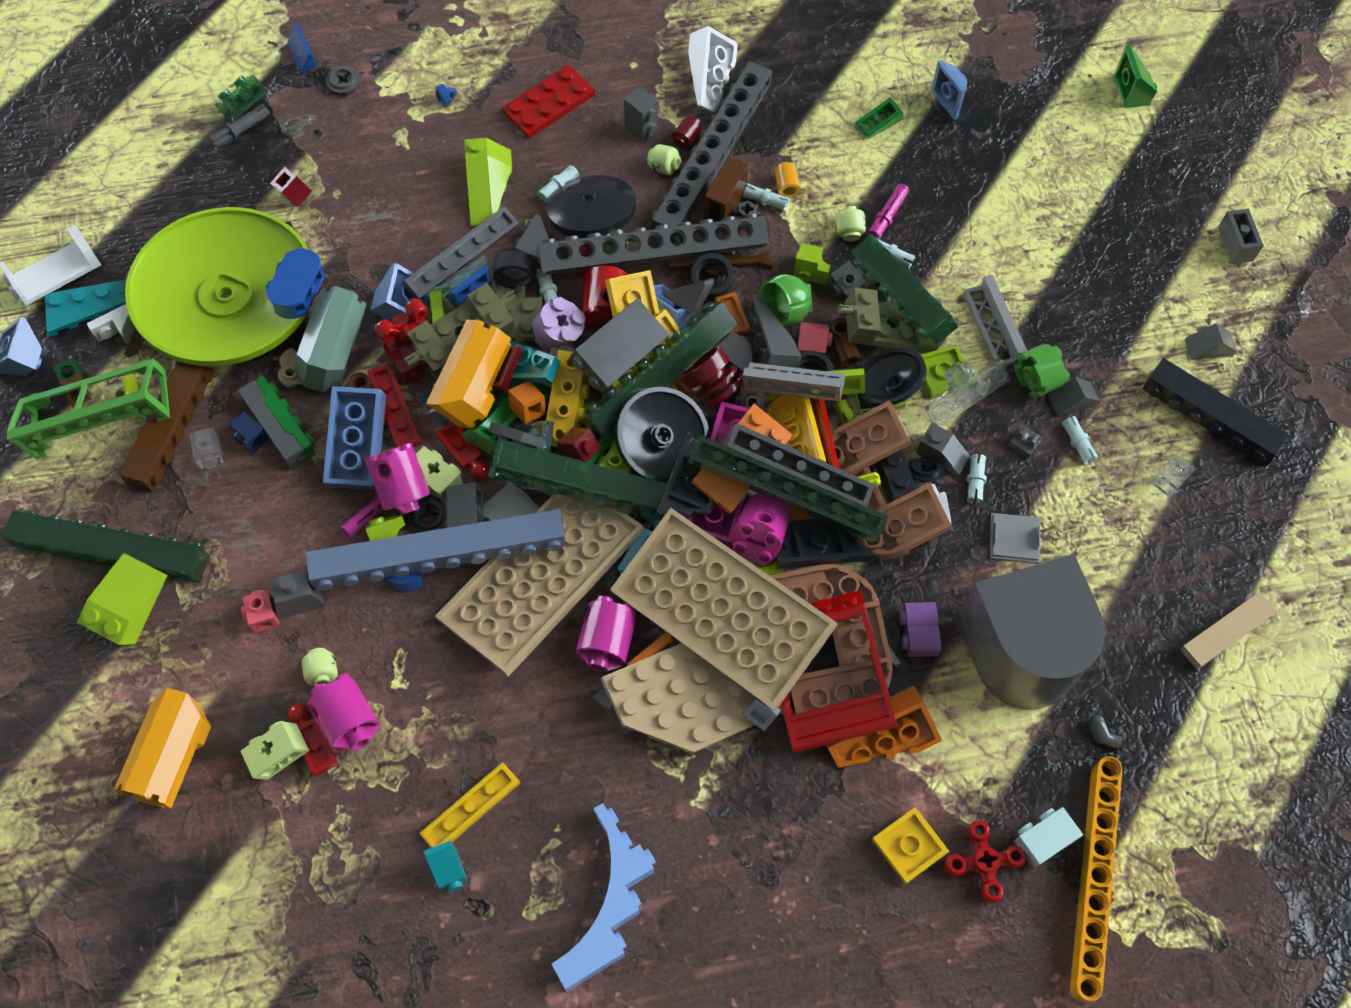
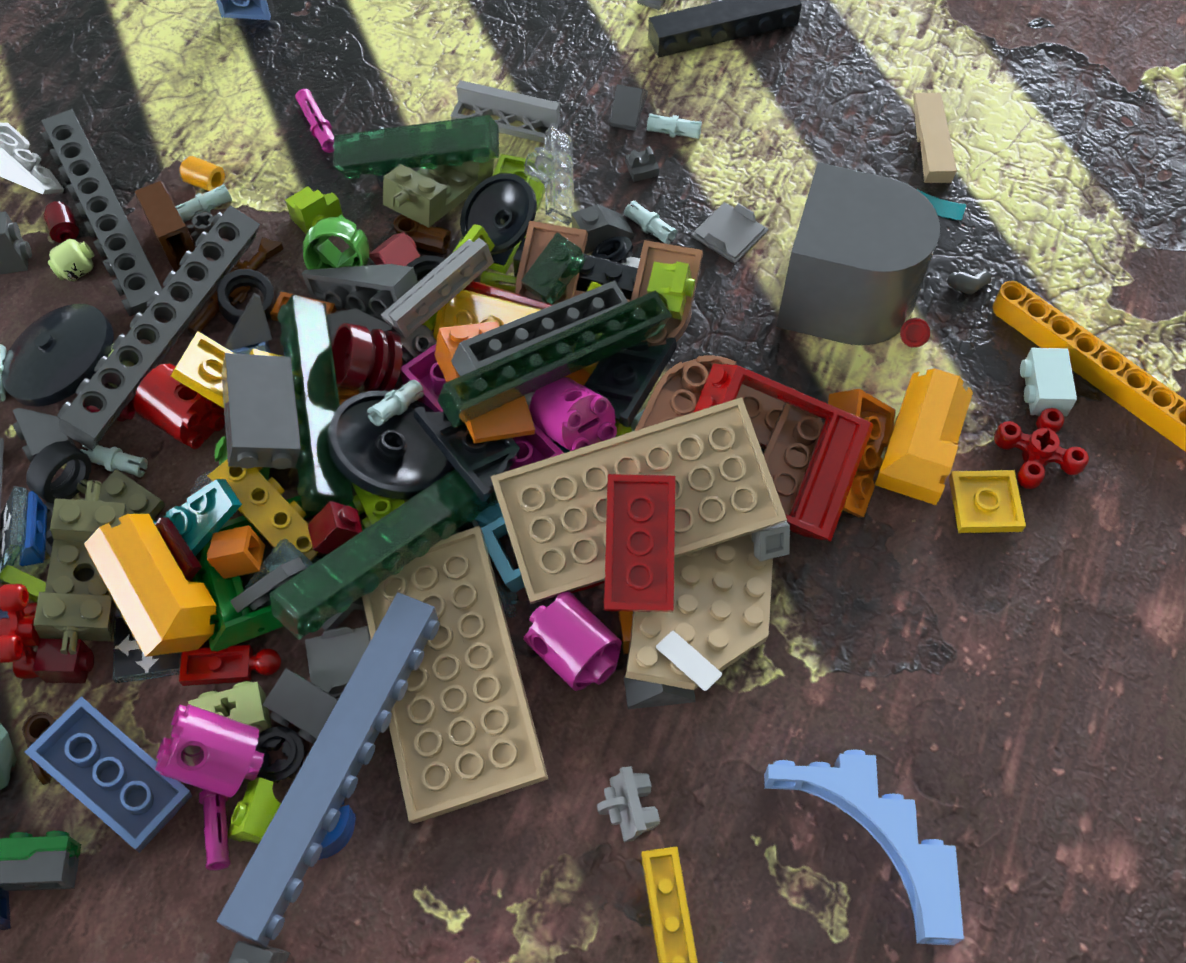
camera: 55 degrees left, 5 degrees down
(396, 410) = (126, 712): red plate -> none
(536, 728) = (624, 804): none -> light grey hips
(558, 324) = (167, 468): lavender brick -> none
(634, 710) = (689, 660): none -> white sticker
(688, 627) = (640, 543): none -> red plate
(690, 416) = (395, 402): none -> light aqua pin
(847, 273) = (361, 190): dark grey brick -> none
(850, 223) = (300, 153): yellowish green head -> none
(861, 442) = (554, 269): none -> clear green brick
(887, 105) = (207, 51): green slope -> none
(904, 525) = (673, 285): none -> lime brick
(920, 629) = (771, 355): medium lavender brick -> none
(925, 770) = (925, 436): none -> light orange brick
(1022, 717) = (915, 332): none -> red plate
(1041, 370) = (587, 104): bright green brick -> none
(1164, 672) = (946, 208): none -> teal sticker
(1173, 475) = (762, 83): clear brick -> none

